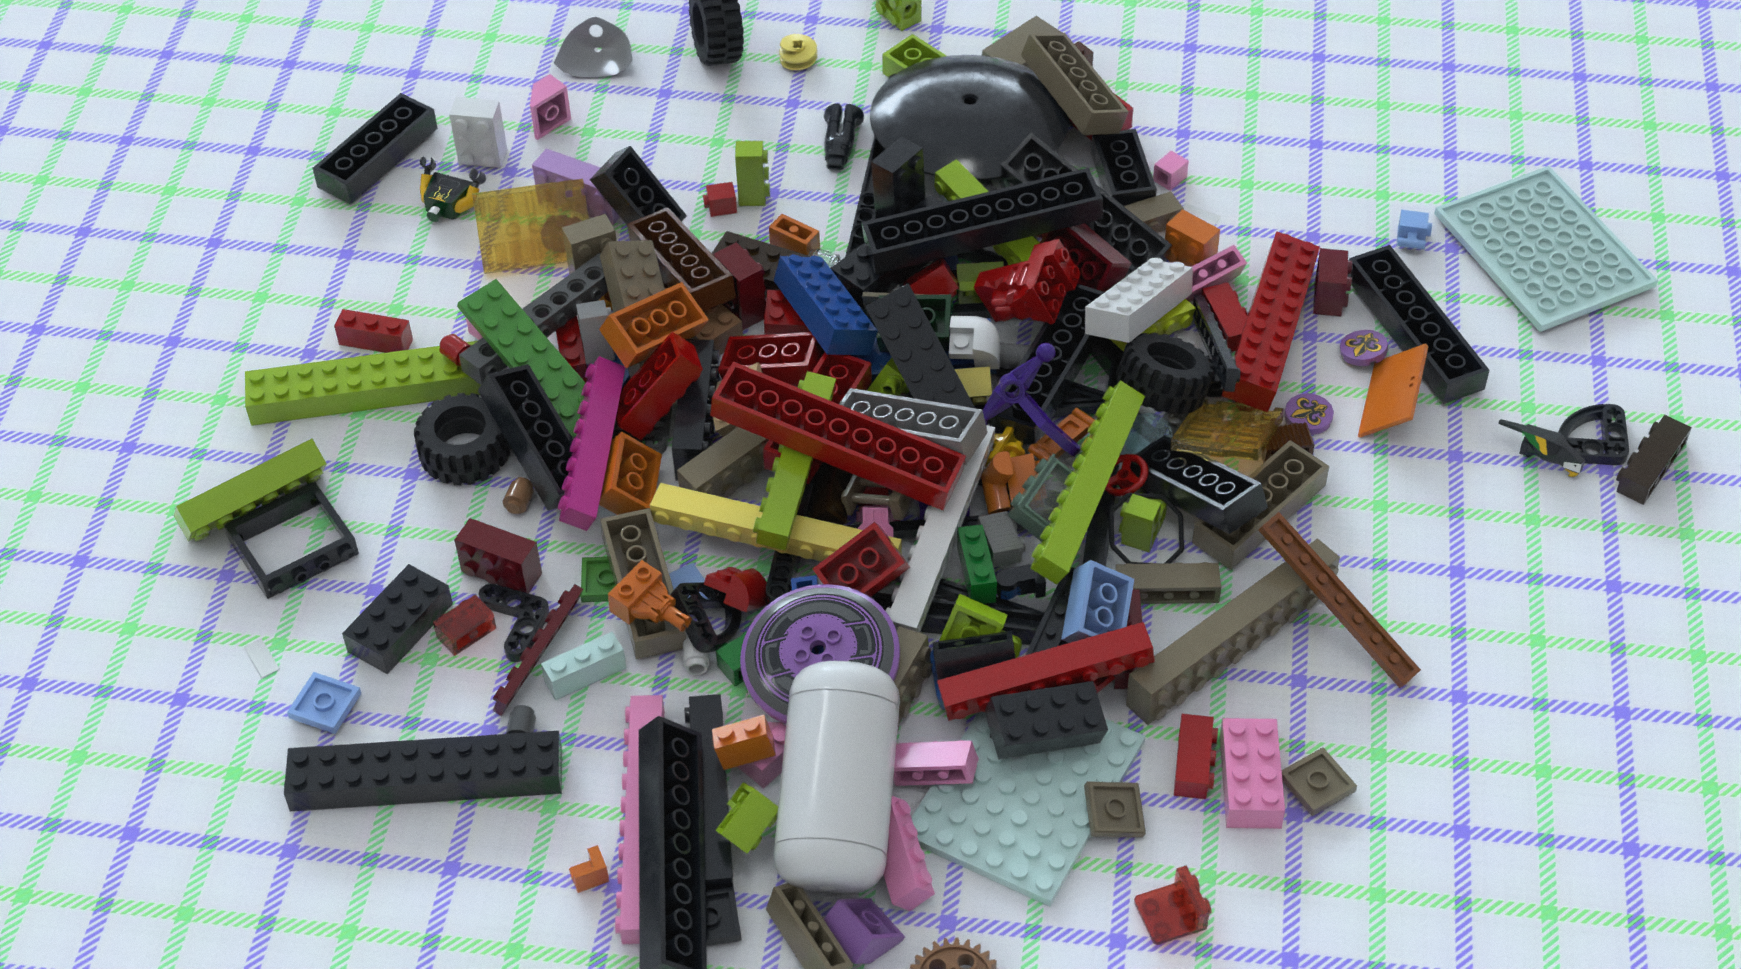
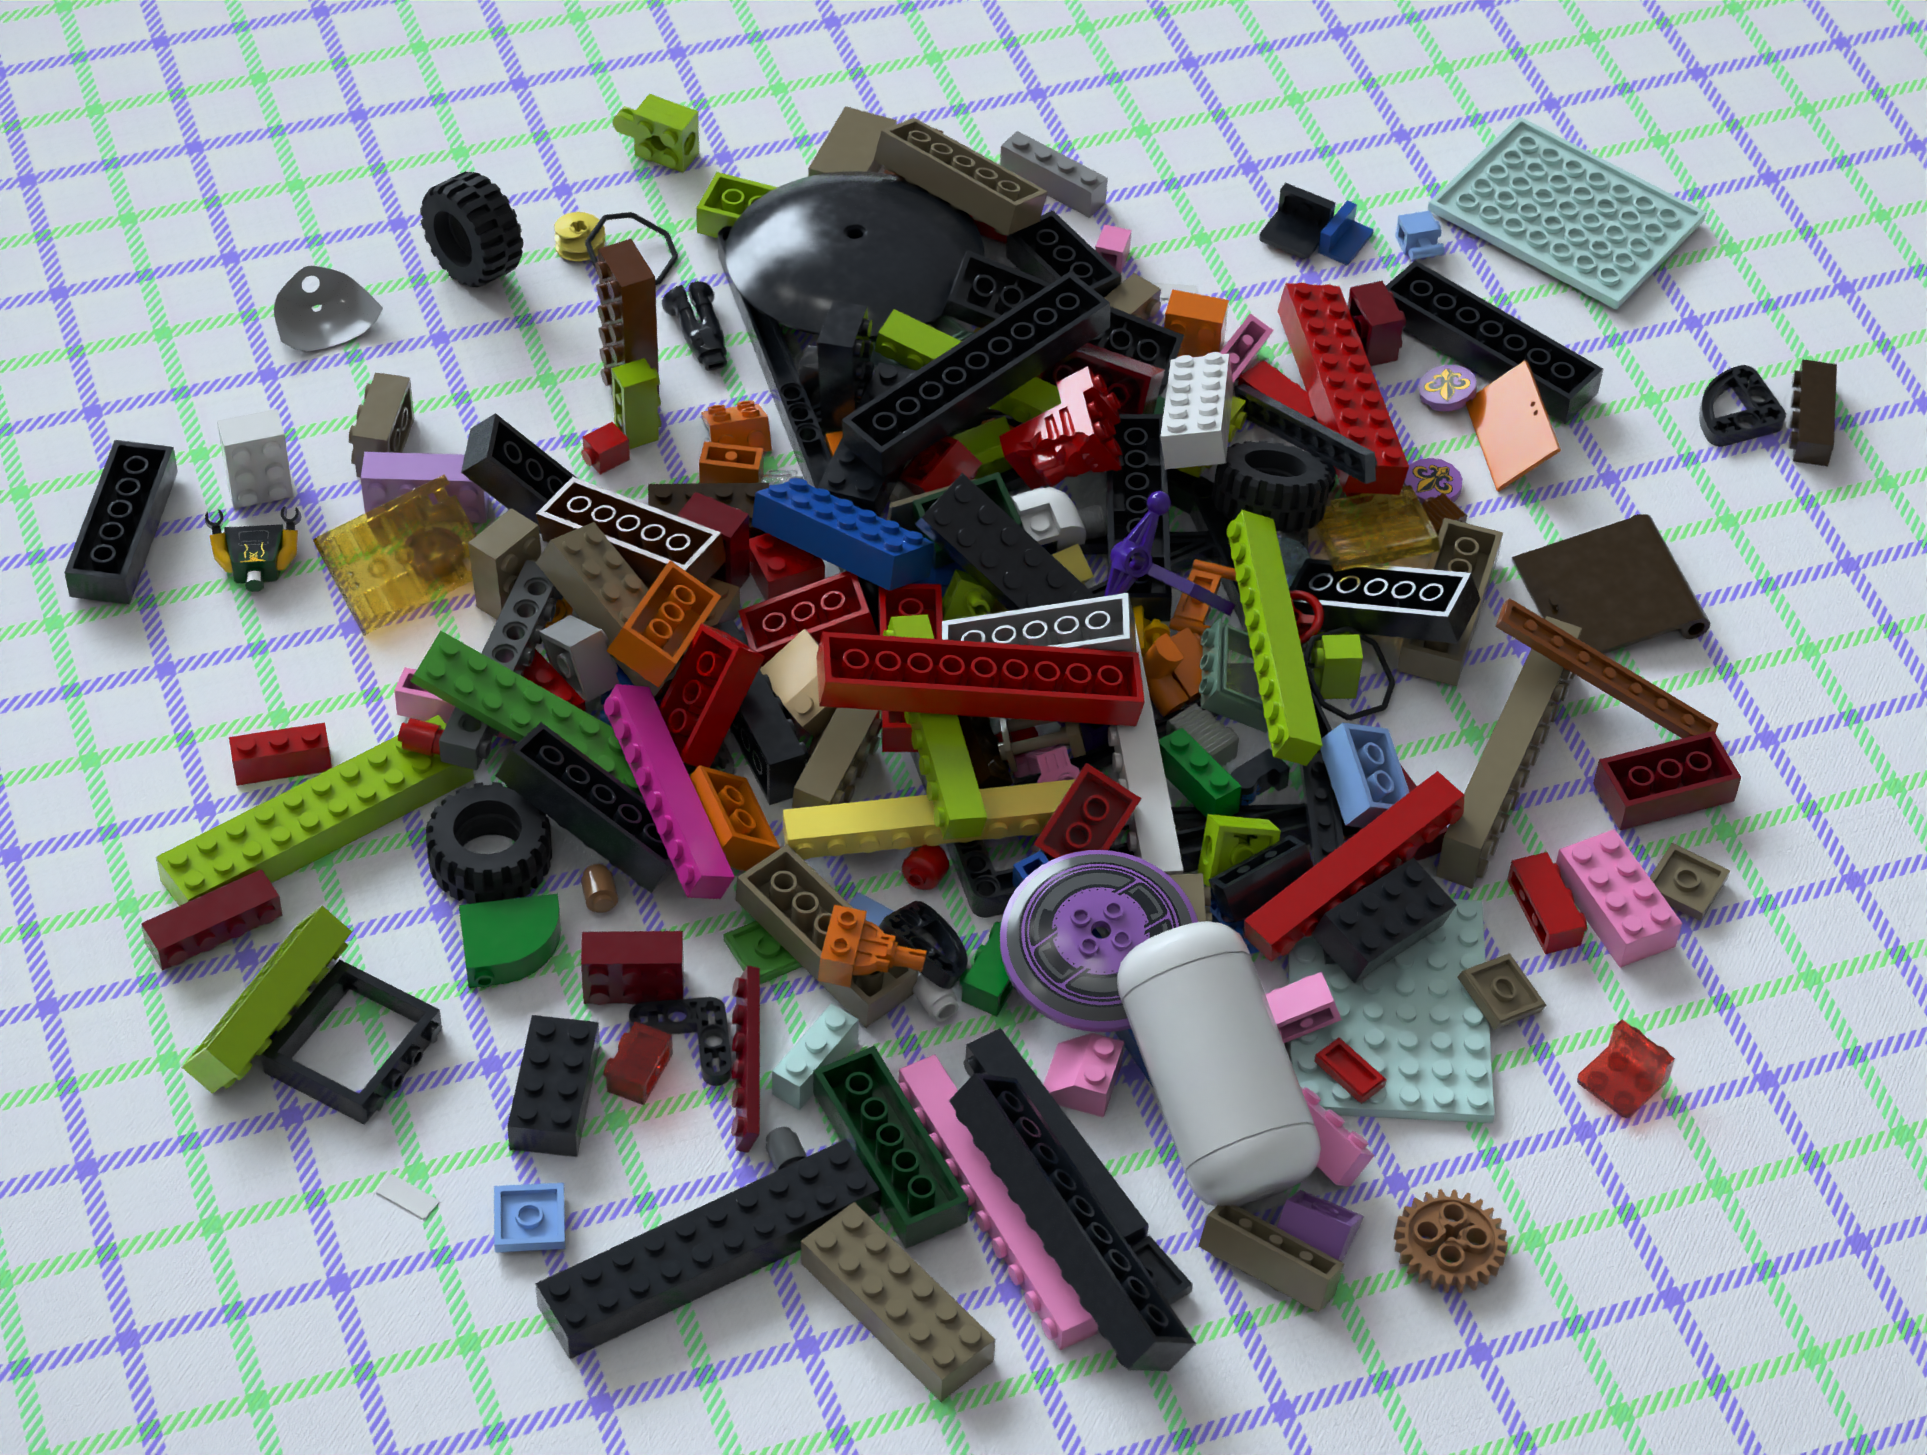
camera: 30 degrees left, 0 degrees up
(256, 425) = (211, 919): none -> dark red brick
(436, 507) = (508, 938): none -> green brick
(525, 862) = (897, 1301): none -> dark tan brick
(549, 105) = (315, 396): bright pink slope -> none
(582, 132) = (383, 418): none -> dark tan brick
(590, 749) = (892, 1144): none -> dark green brick
(591, 872) = (977, 1283): orange panel -> none
(743, 589) = (949, 898): red brick -> none
(743, 742) = (1076, 1068): orange brick -> none
(748, 818) = (1132, 1148): lime brick -> none
(750, 557) = (925, 866): none -> red head
(765, 107) = (626, 308): none -> reddish brown brick
(819, 96) = (645, 222): none -> black piece
(820, 213) = (739, 425): none -> orange bracket
(957, 823) = (1350, 1070): none -> red tile
(1160, 105) = (1056, 173): none -> light grey brick
(1175, 582) = (1418, 716): dark tan brick -> none
(1325, 194) = (1298, 221): none -> black bracket
(1347, 697) = (1666, 780): none -> dark red brick
(1355, 212) = (1343, 235): none -> blue panel
(1400, 538) = (1613, 585): none -> dark brown door
(1547, 446) = (1704, 434): black animal -> none

